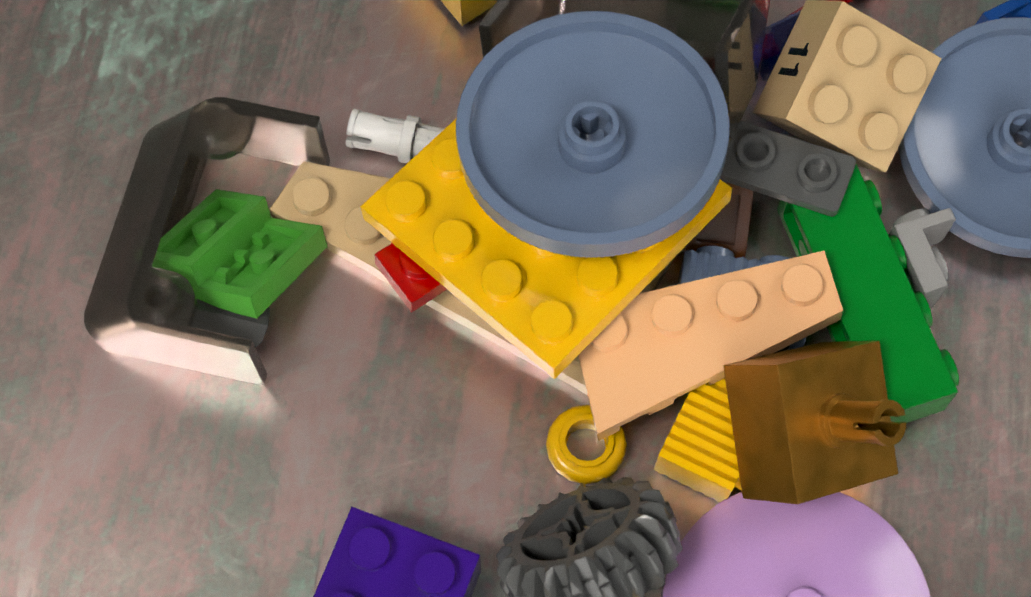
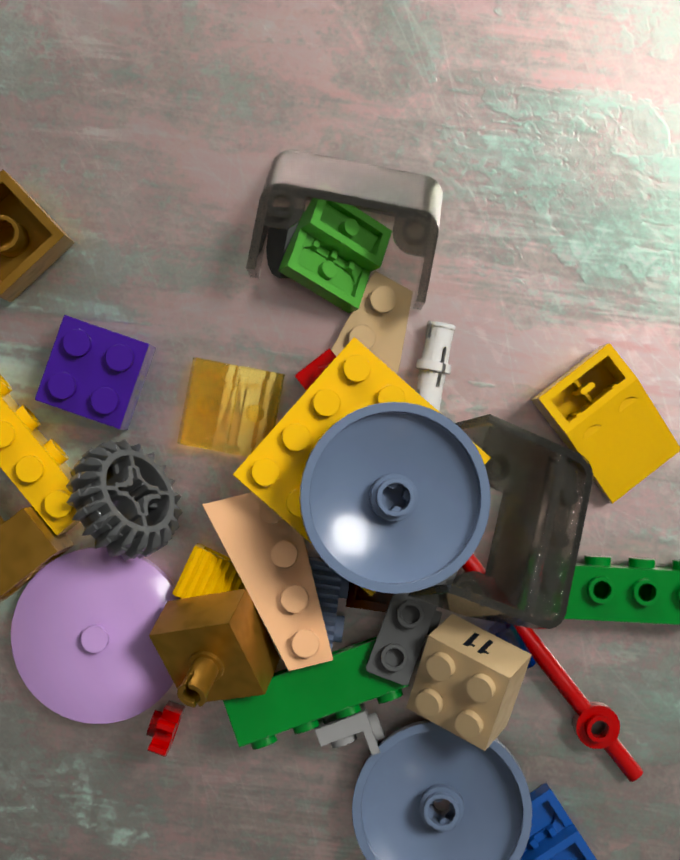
camera: 90 degrees right, 20 degrees up
(455, 414) = (229, 407): none -> clear yellow slope
(576, 469) = (202, 479): yellow piece -> none
(936, 511) = (164, 728): none -> red plate

